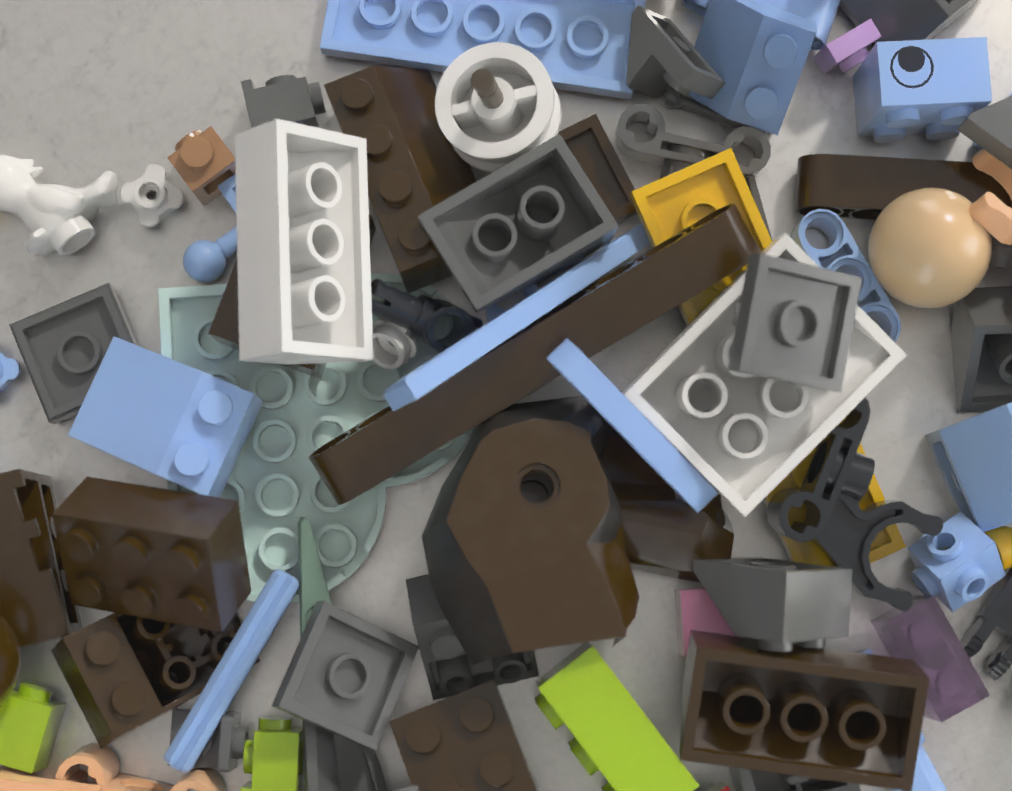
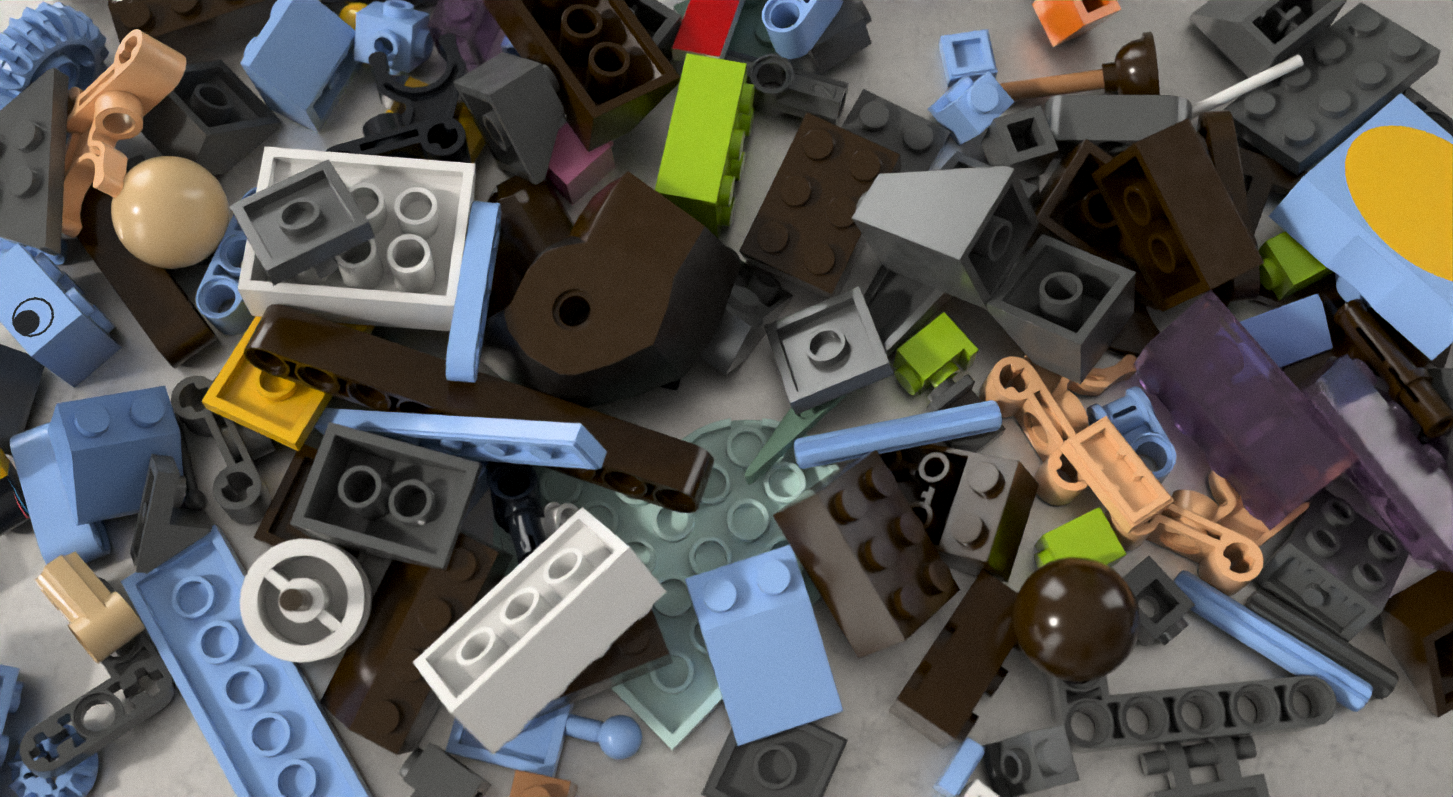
camera: 125 degrees left, 10 degrees down
(848, 49) = (44, 395): lavender plate -> none

